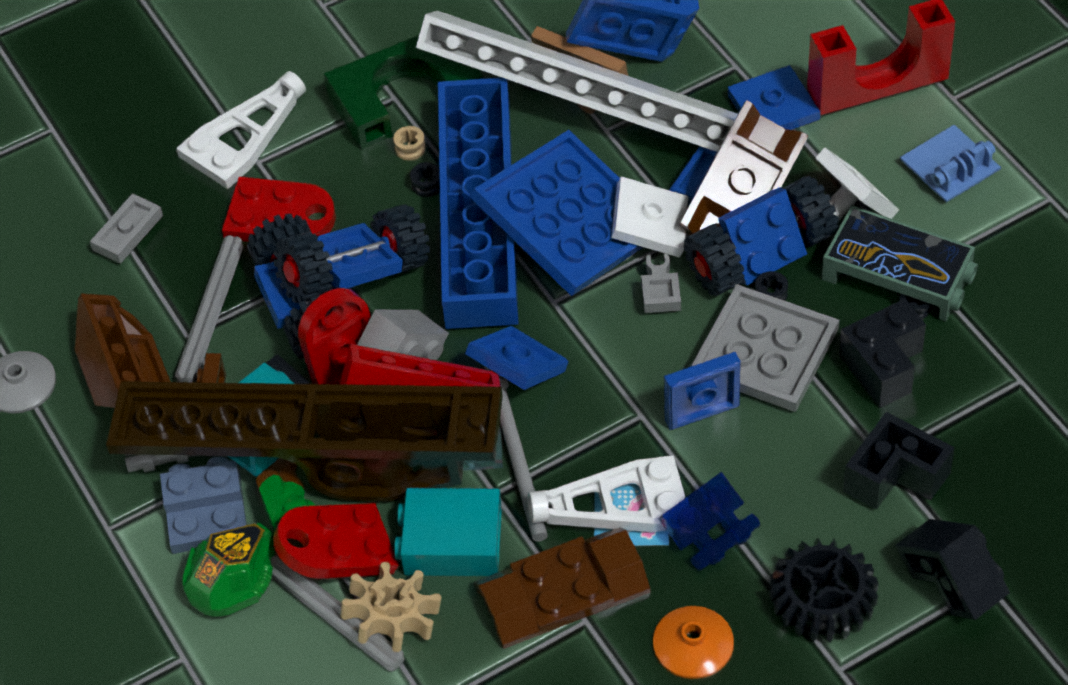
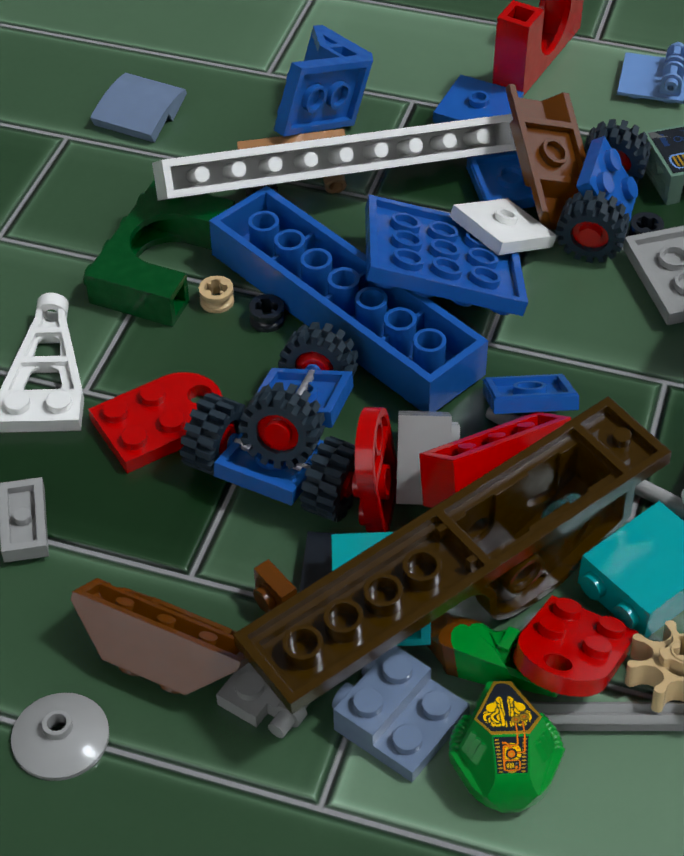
camera: 45 degrees left, 5 degrees down
(209, 309) = (194, 541): light grey axle -> none
(660, 287) = (566, 278): light grey plate -> none
(853, 188) = (643, 113): white tile -> none

